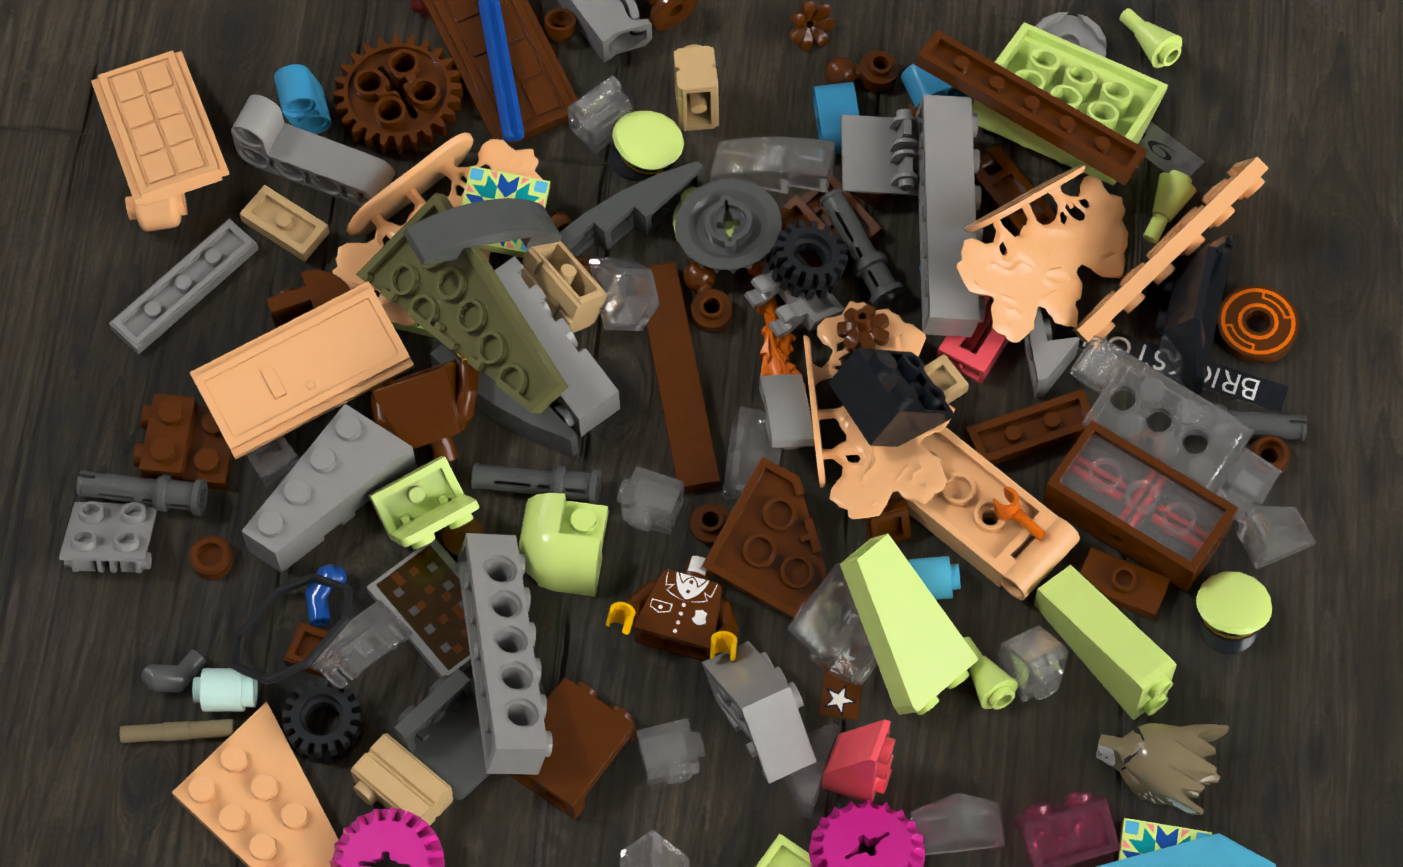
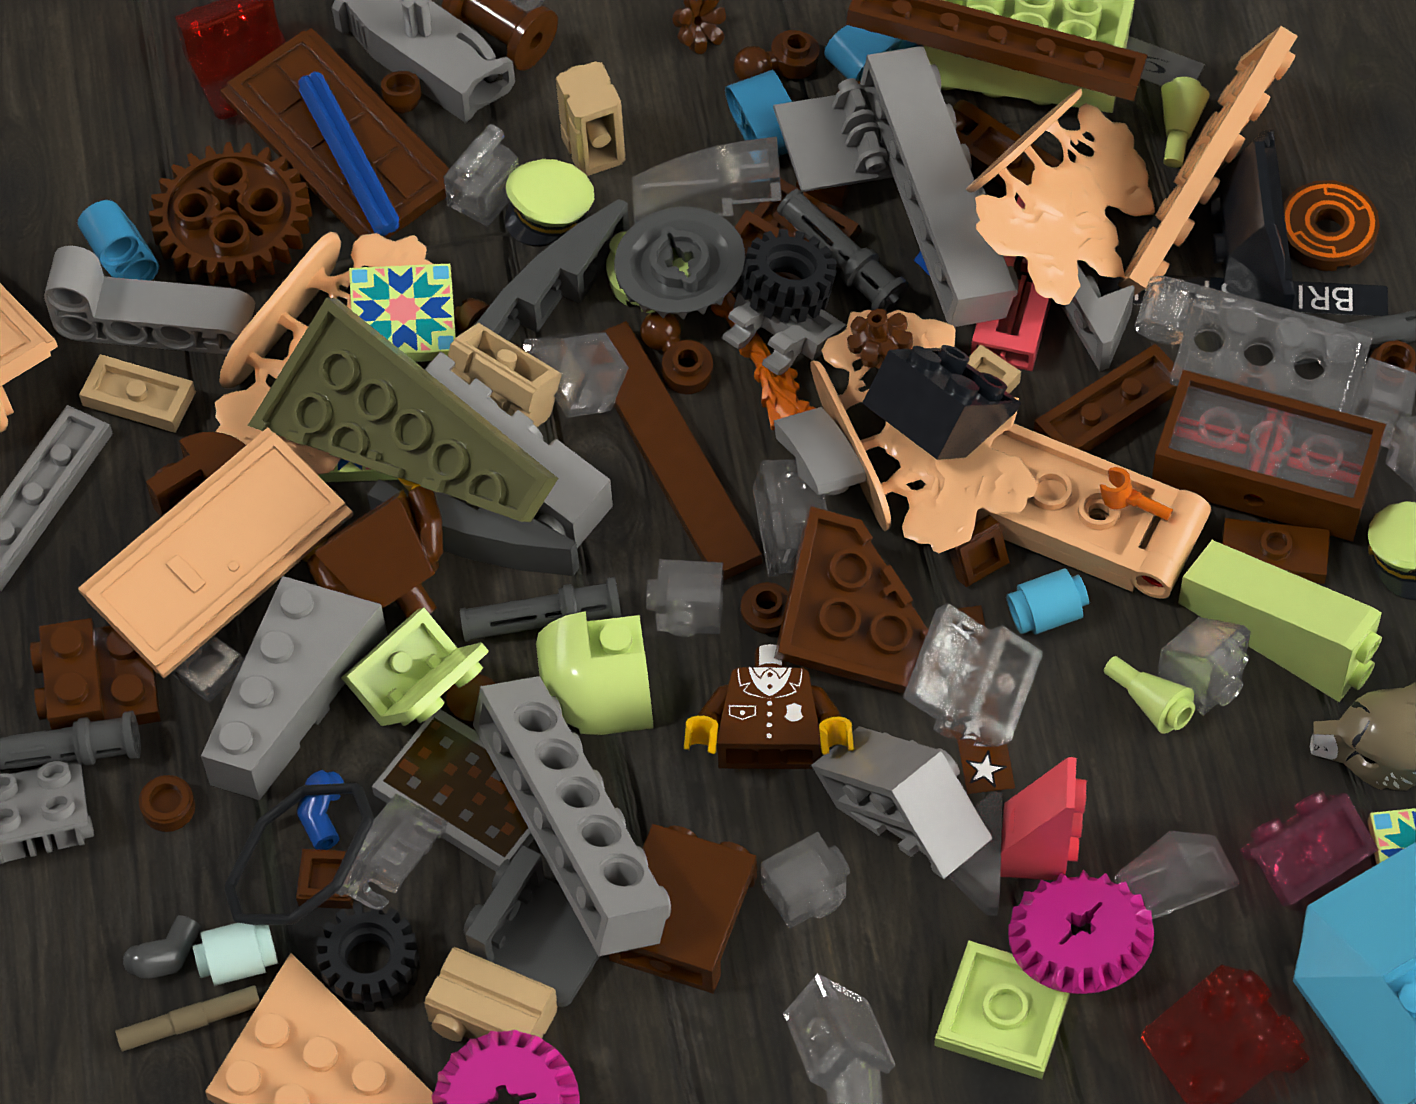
camera: 15 degrees left, 5 degrees down
(478, 224) = (359, 335): dark grey slope -> none
(905, 626) = (1043, 657): yellowish green slope -> none

